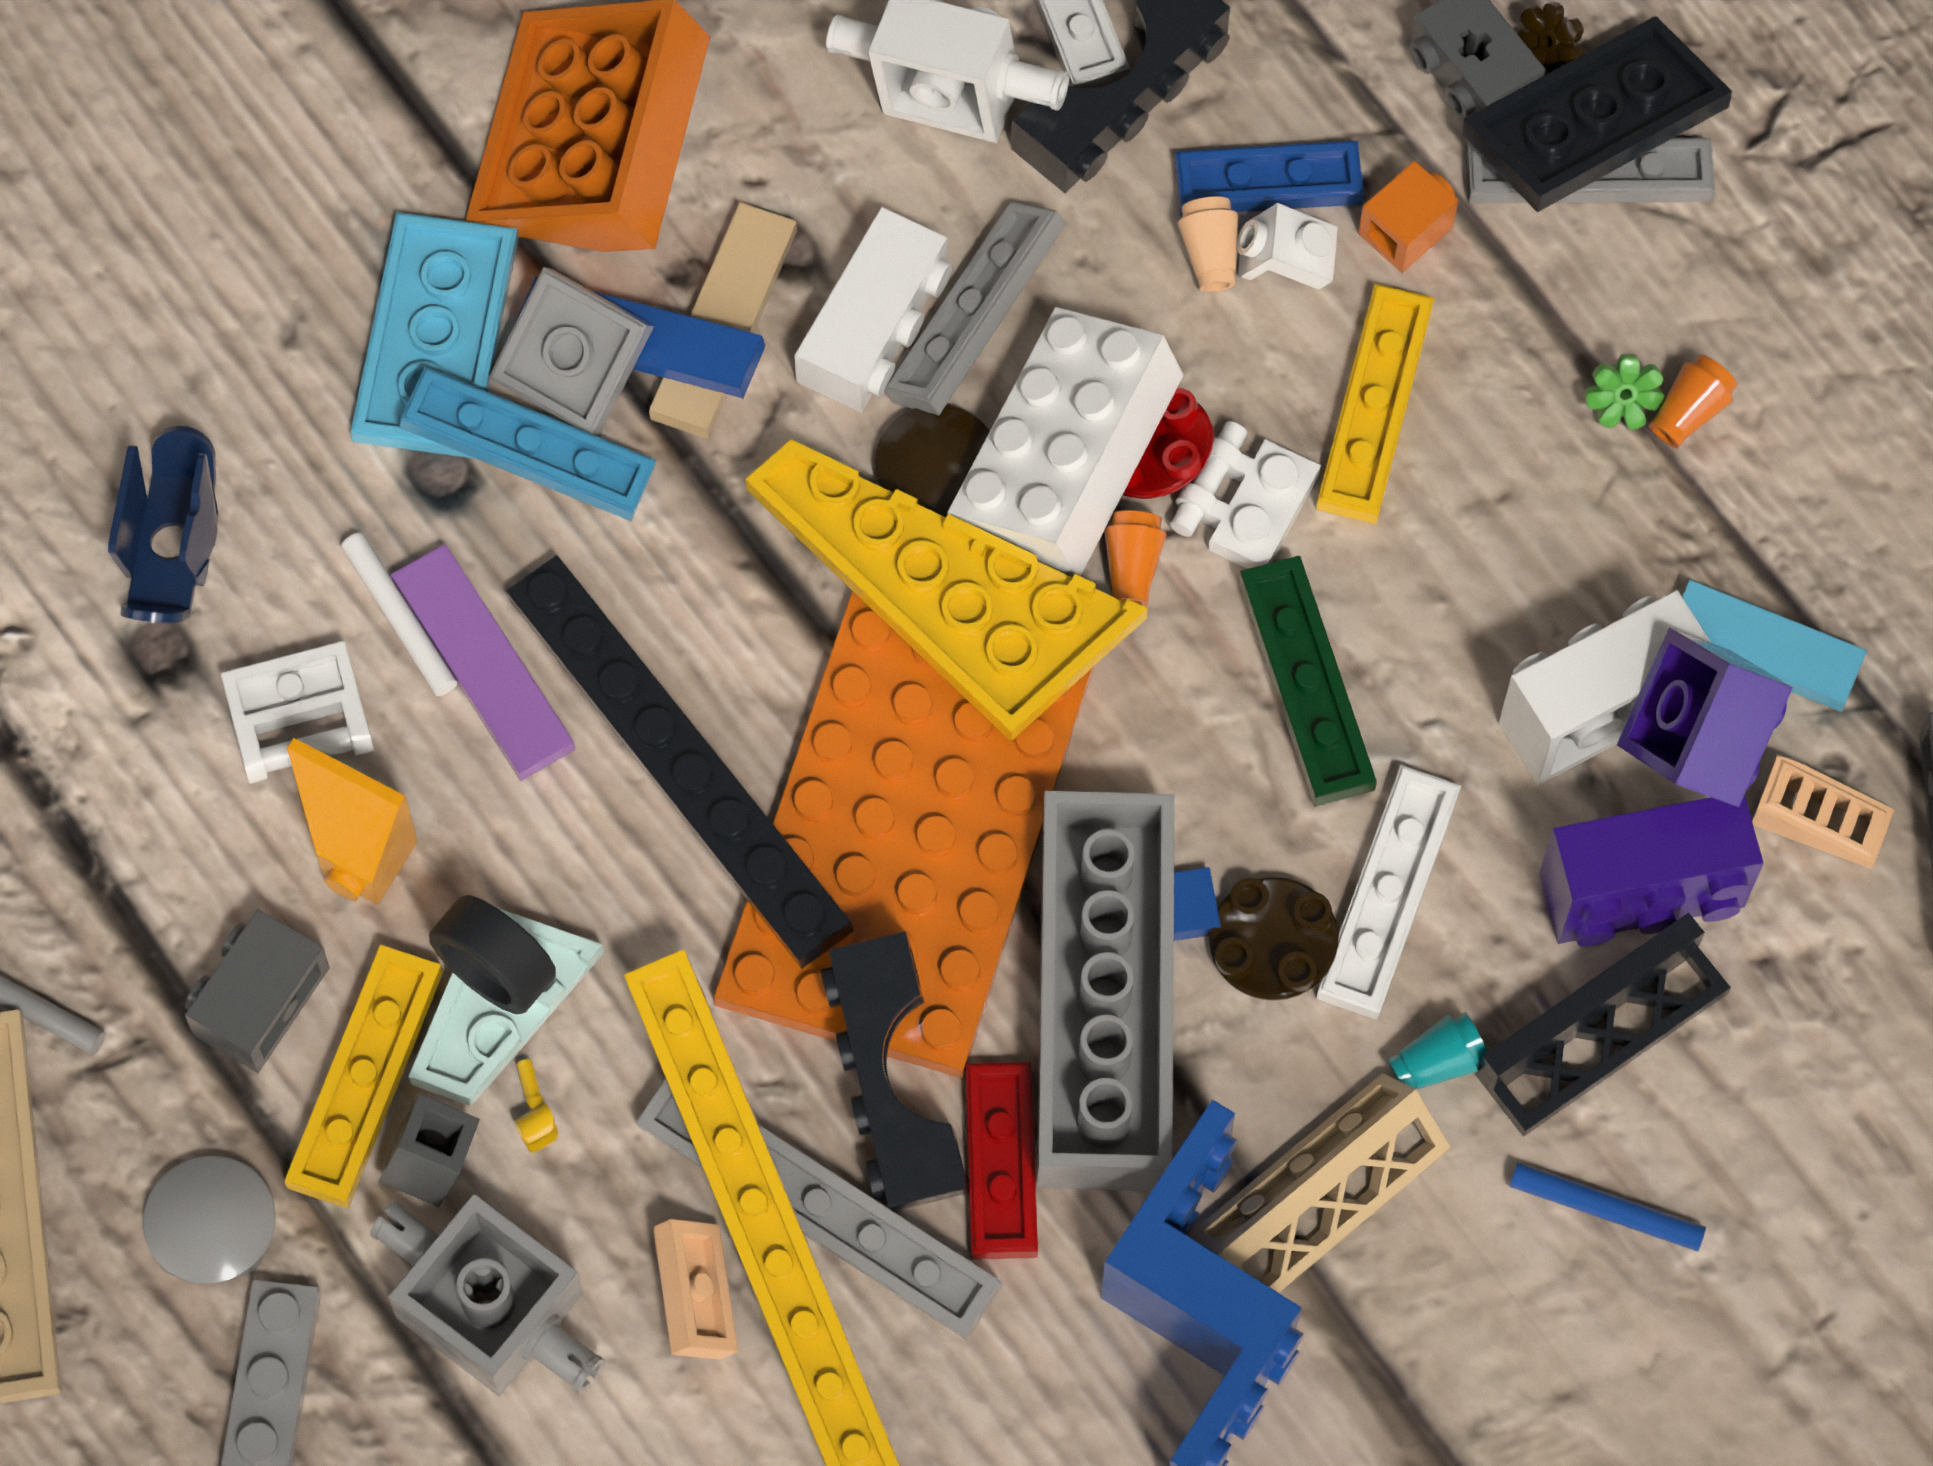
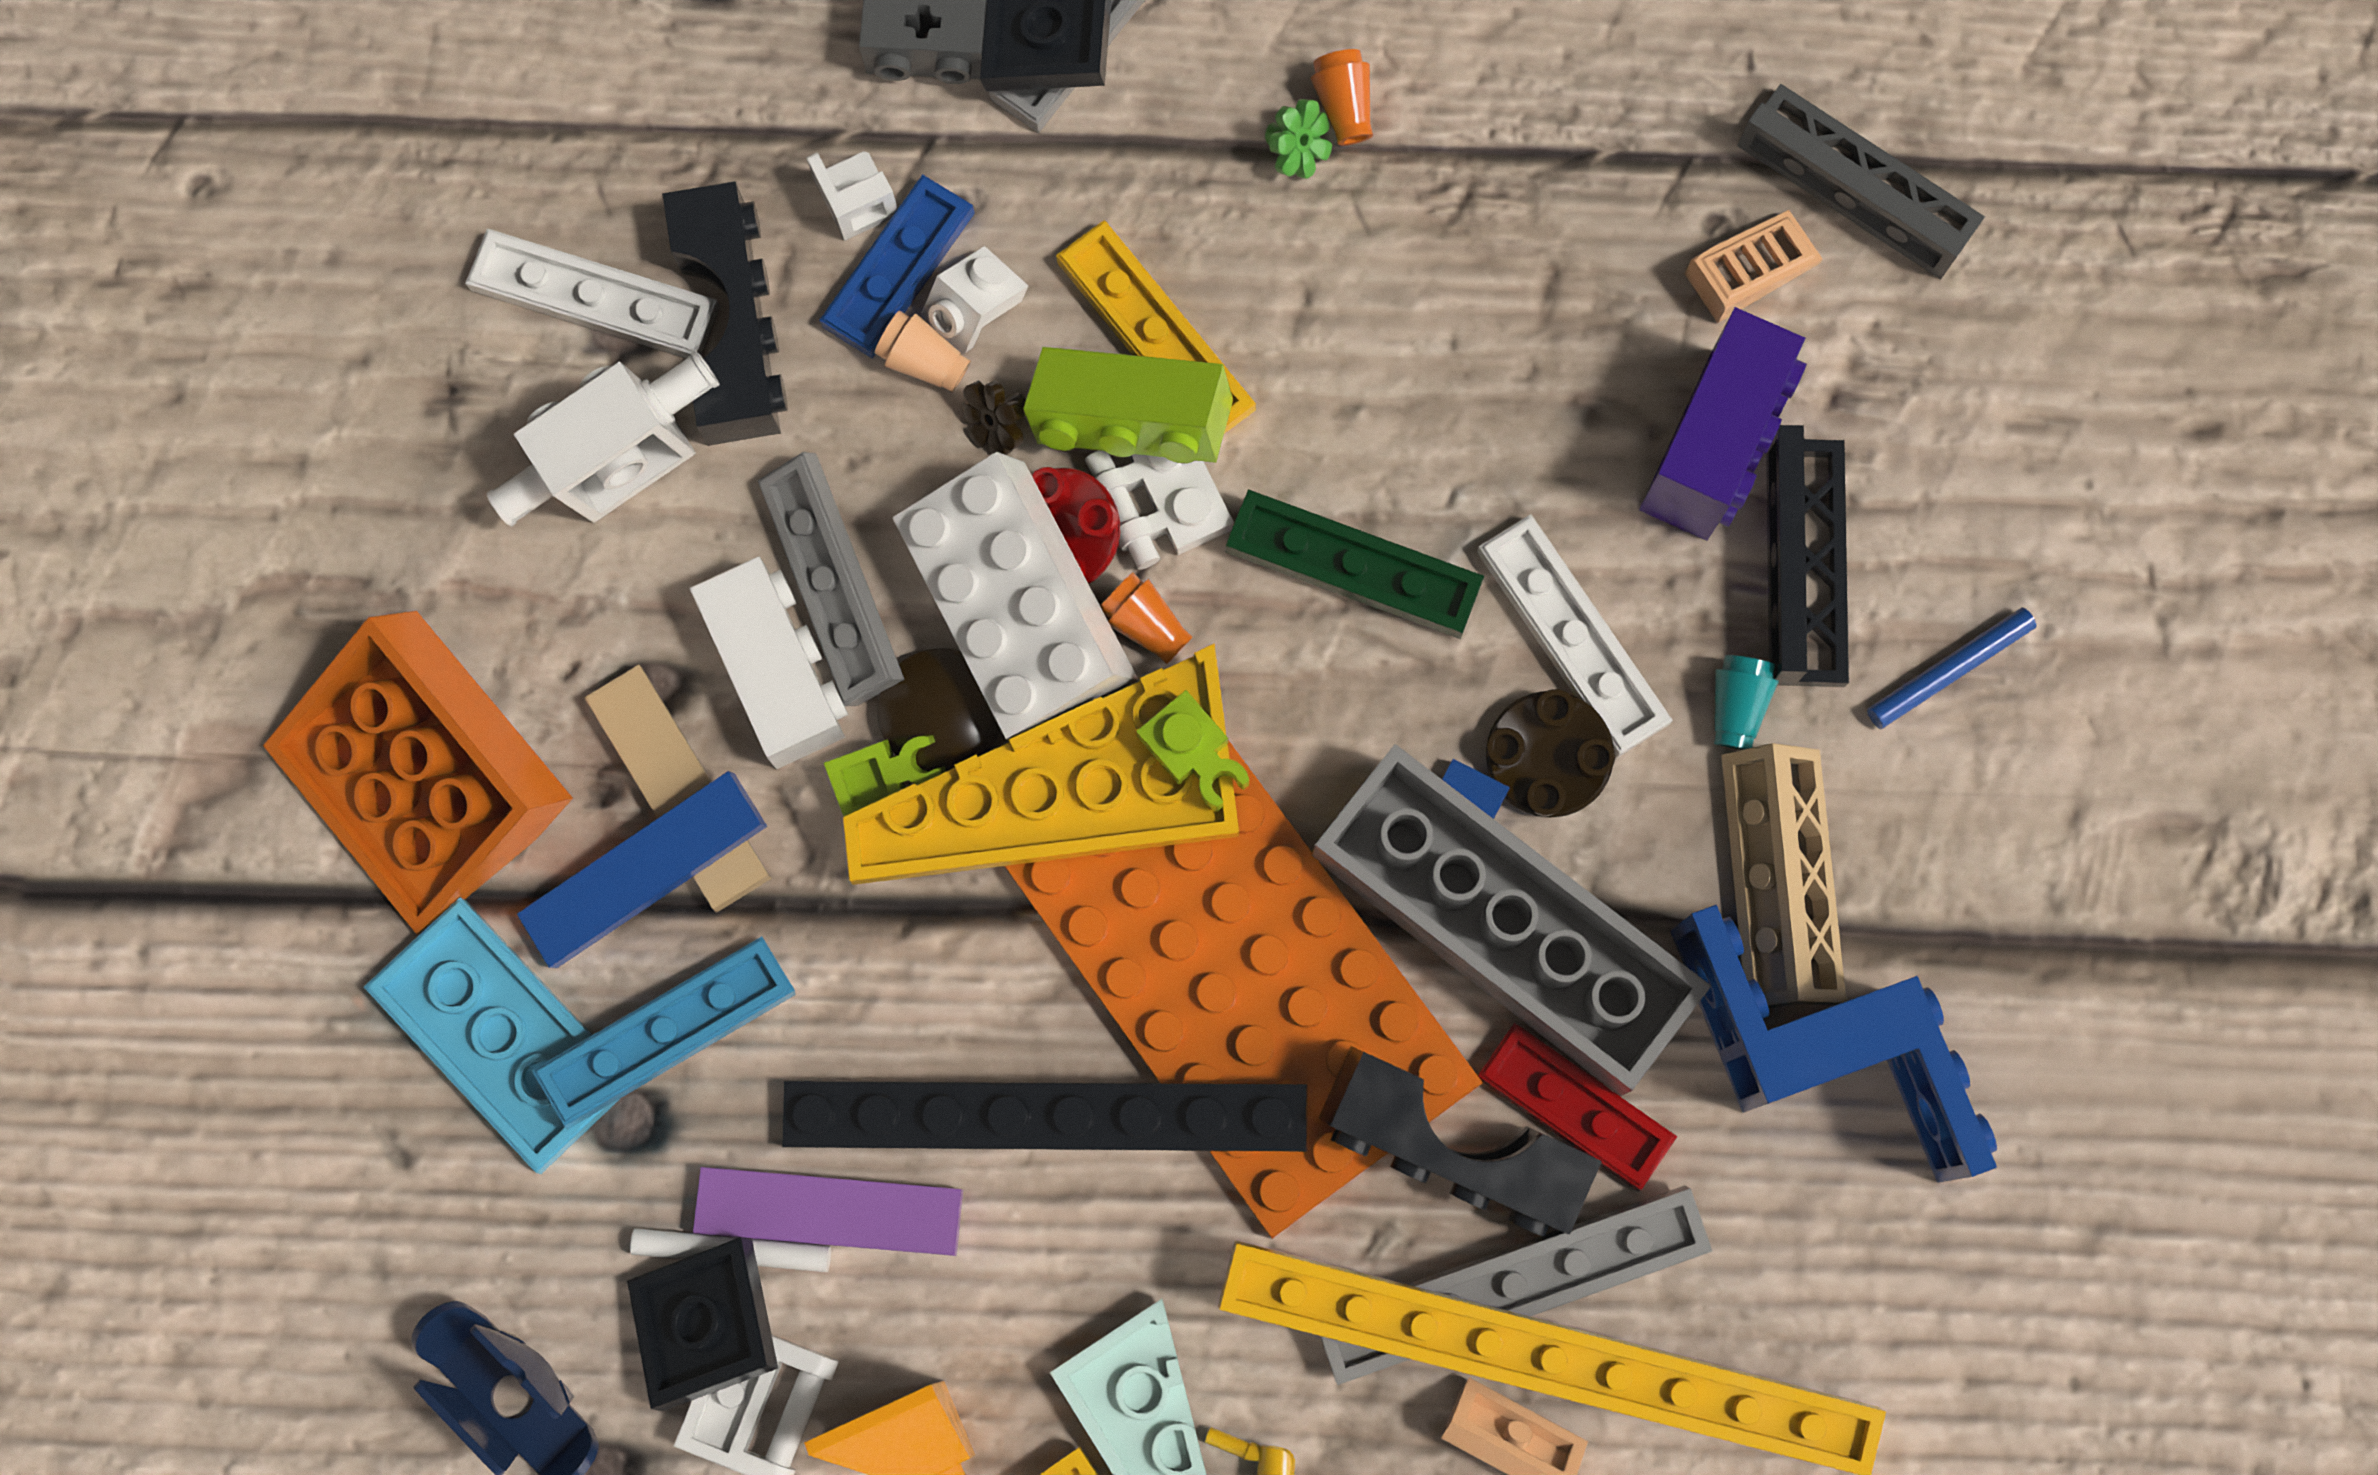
camera: 50 degrees left, 10 degrees up
(327, 626) = (702, 1324): none -> black tile
(492, 954) = (1121, 1408): black tyre -> none
(571, 352) = (612, 936): light grey tile -> none
(852, 444) = (875, 773): none -> lime plate
(1048, 642) = (1188, 743): none -> lime plate
(1205, 331) = (993, 416): none -> dark brown plant
(1291, 415) = (1129, 404): none -> lime brick
(1298, 102) = (854, 193): none -> white panel
(1409, 215) = (1021, 184): orange brick -> none
(1580, 698) = (1544, 341): white brick -> none
(1704, 717) = (1664, 288): dark purple brick -> none
(1796, 654) = (1584, 199): medium azure tile -> none

